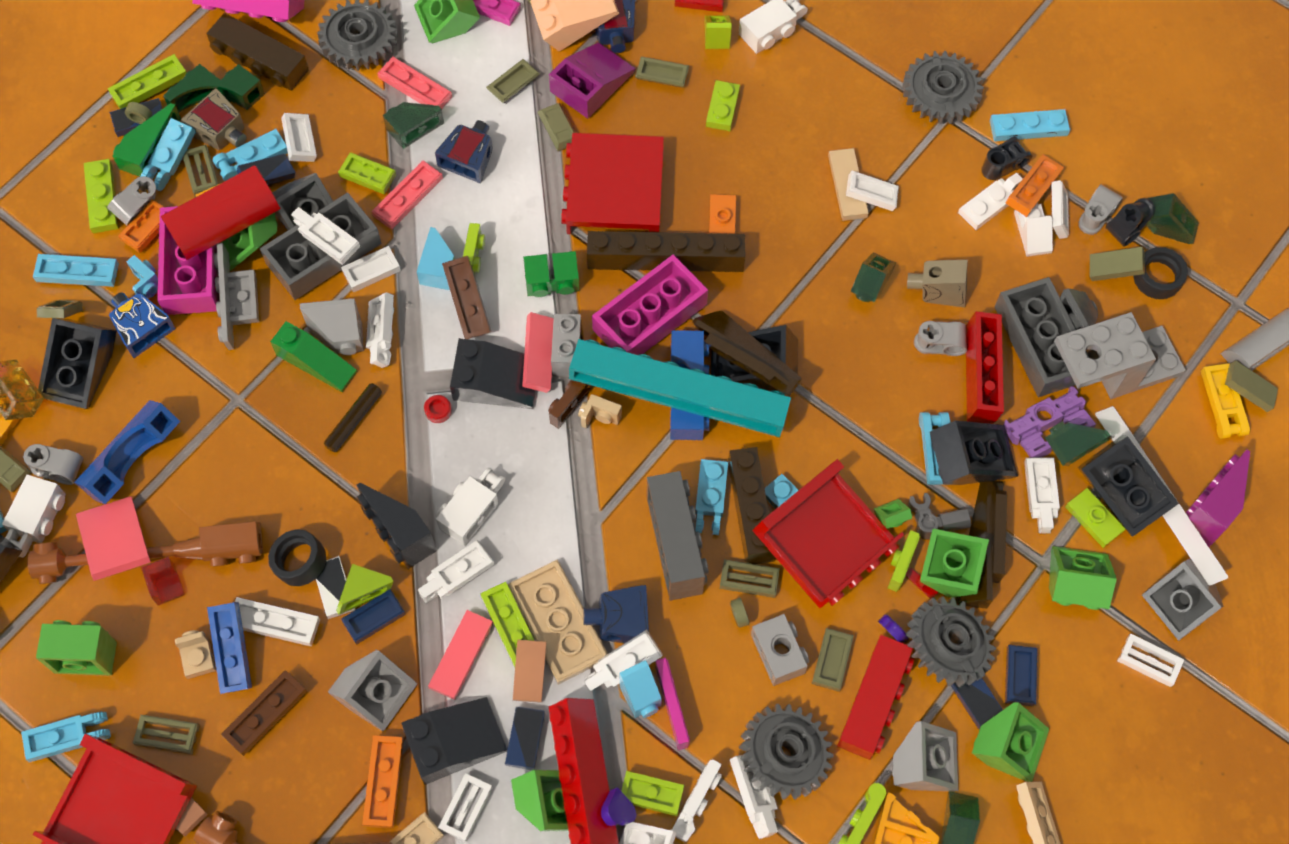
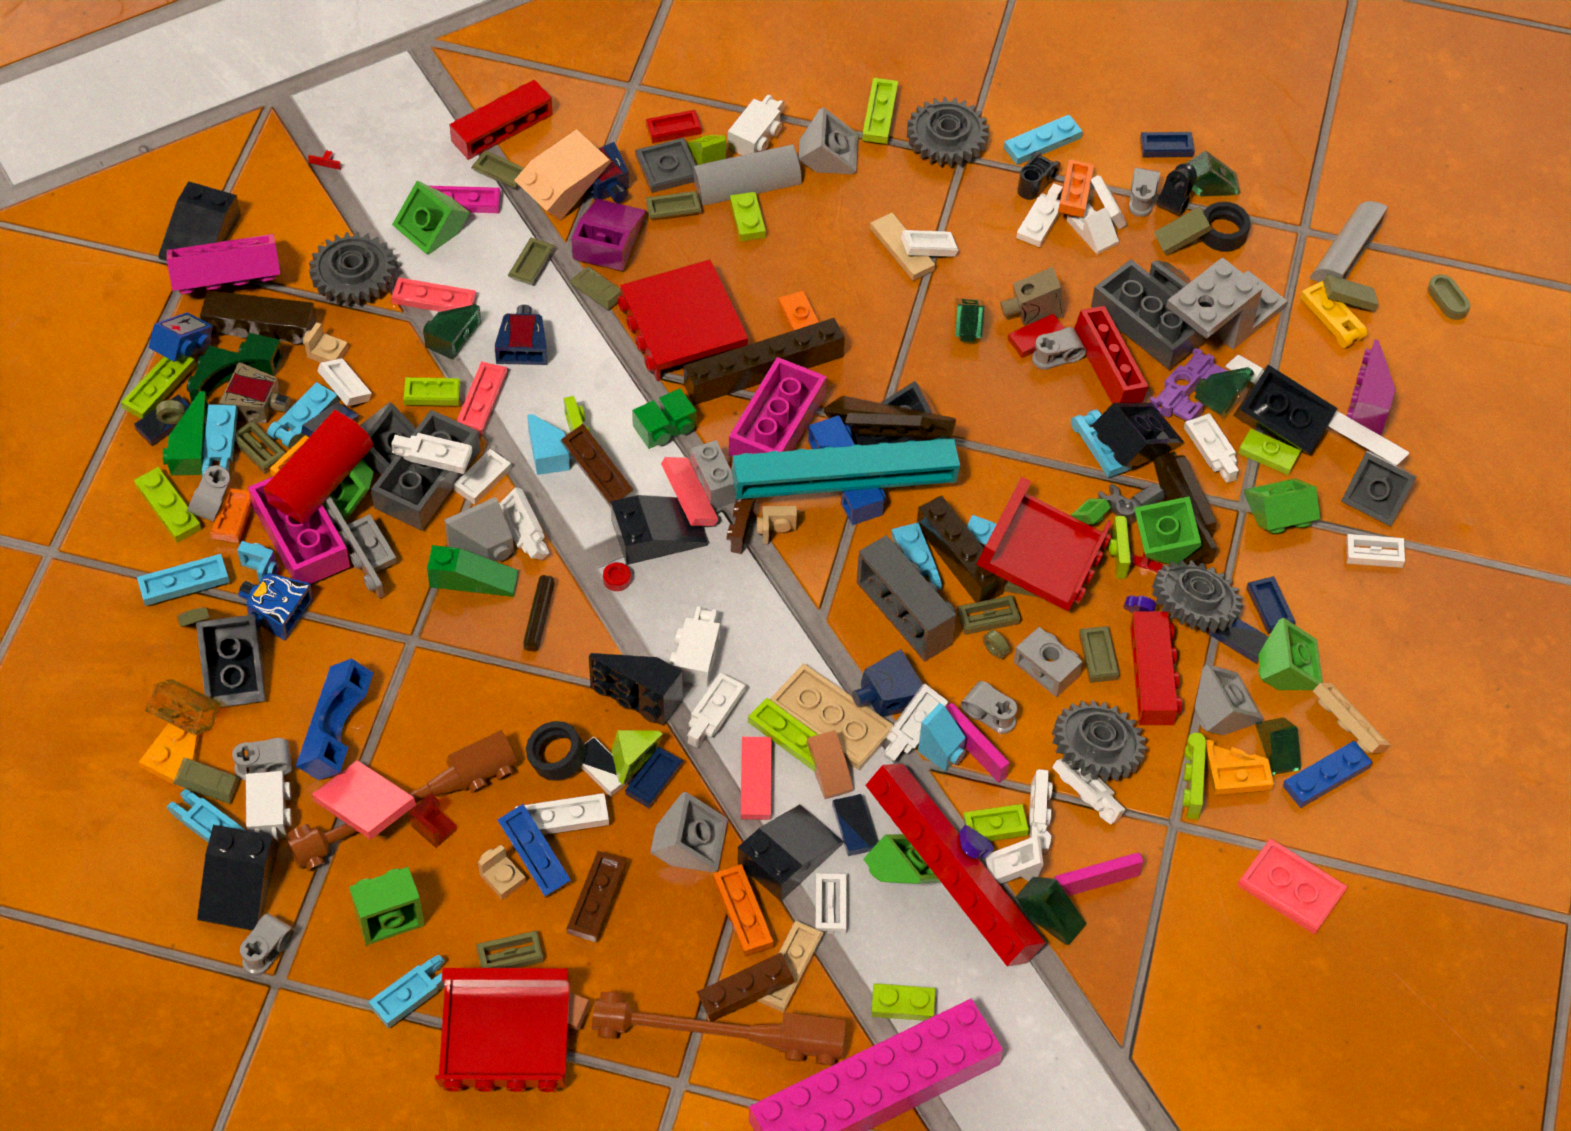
camera: 25 degrees left, 10 degrees down
(181, 47) = (180, 336): none -> blue brick
(299, 97) = (323, 346): none -> tan bracket
(676, 32) = (666, 164): none -> dark grey tile
(701, 670) = (989, 706): none -> light grey piece
(741, 66) = (746, 174): none -> light grey brick
(827, 63) = (829, 145): none -> light grey slope
(891, 45) = (880, 110): none -> lime plate
(937, 312) = (1025, 338): none -> red tile
(1145, 170) = (1166, 144): none -> dark blue tile

